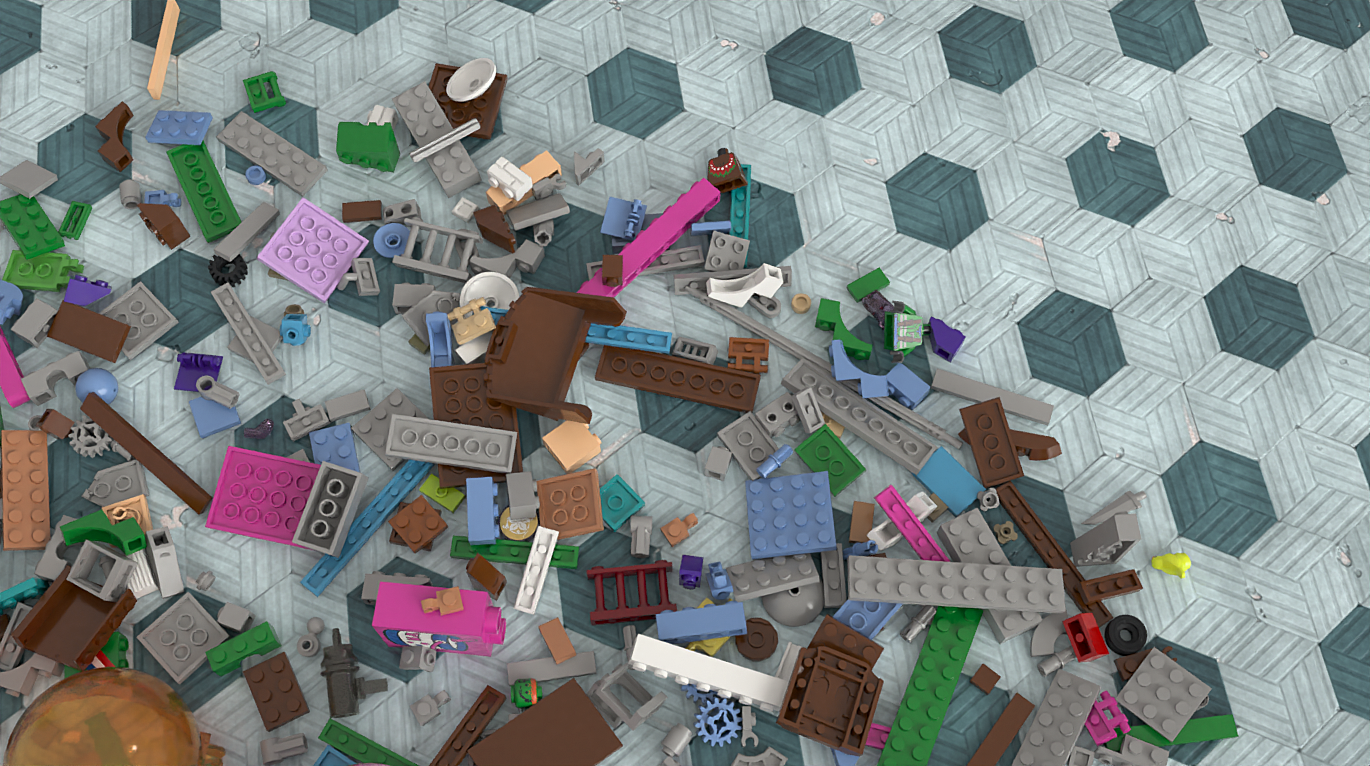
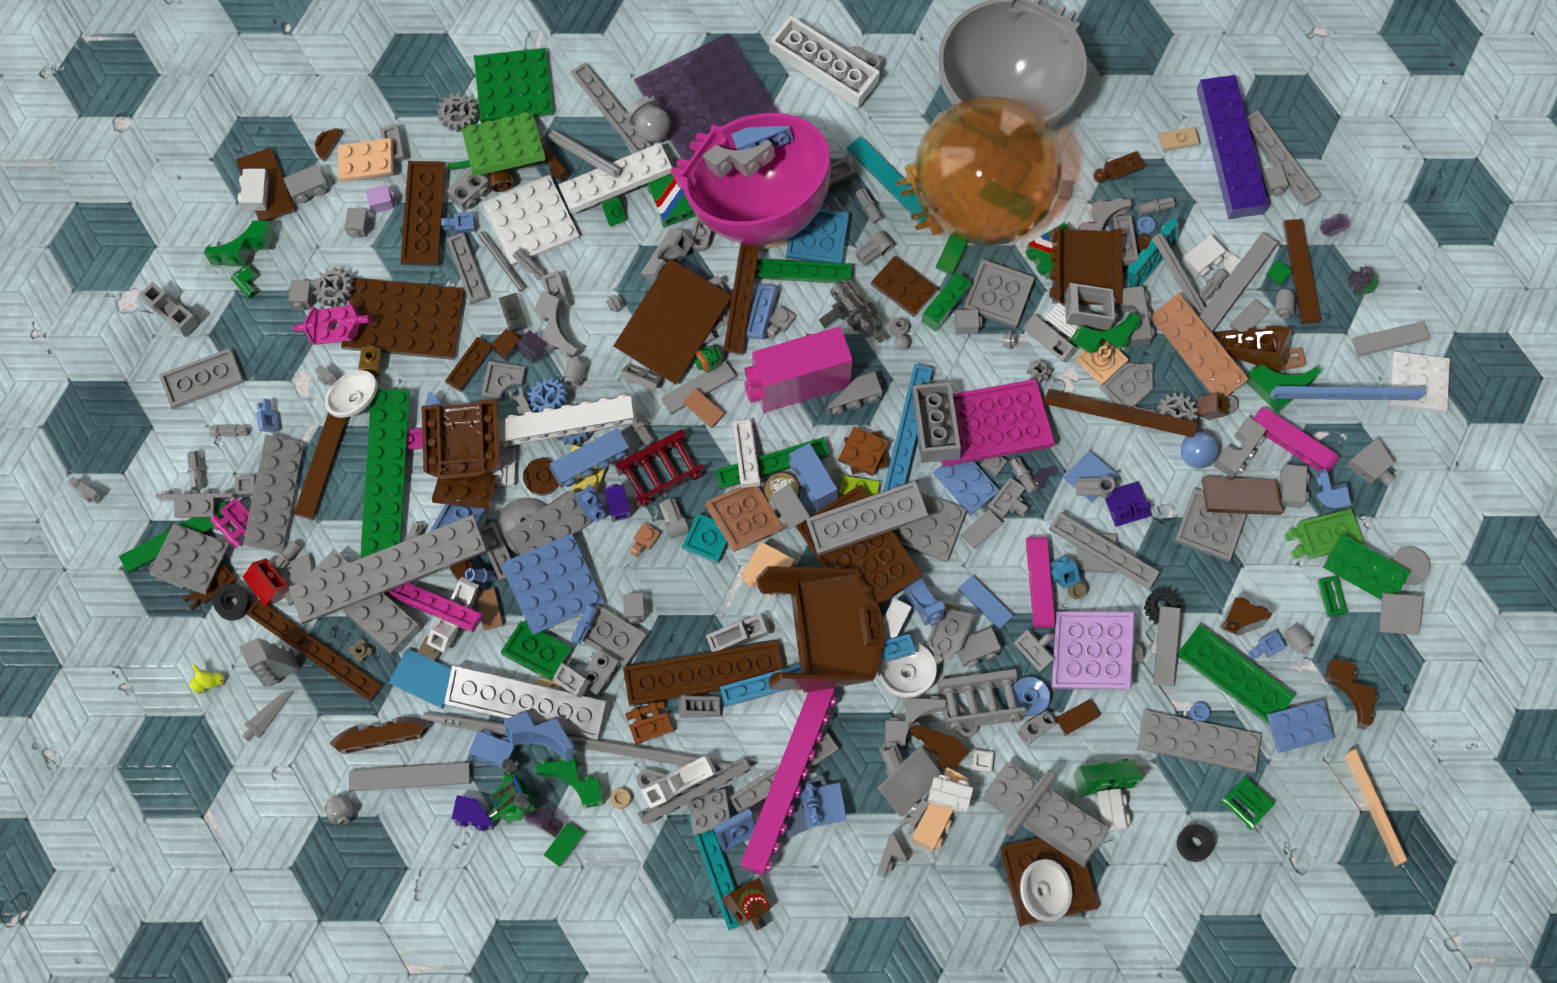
camera: 155 degrees right, 5 degrees up
(83, 292) = (1269, 529): dark purple slope -> none
(198, 539) = (1043, 371): none -> light grey gear
(209, 704) = (950, 255): none -> green tile
(277, 437) = (1023, 475): none -> light grey axle
(323, 333) = (1040, 582): none -> dark pink beam
(328, 89) = (1205, 837): none -> black tyre
(384, 338) = (985, 602): none -> medium blue tile
(442, 724) = (761, 312): none -> medium blue plate
(447, 601) = (791, 364): nougat plate -> none
(473, 326) = (904, 629): tan plate -> none
(485, 577) = (782, 425): reddish brown slope -> none
(612, 270) = (803, 732): reddish brown brick -> none
(622, 677) = (604, 391): light grey panel -> none
(627, 399) = (739, 633): none -> light grey slope
(985, 679) = (341, 520): reddish brown tile -> none
(991, 442) = (396, 720): reddish brown tile -> none
(992, 503) = (383, 674): light grey plate -> none
(1068, 389) = (339, 810): none -> light grey head
(1109, 586) = (262, 629): reddish brown plate -> none

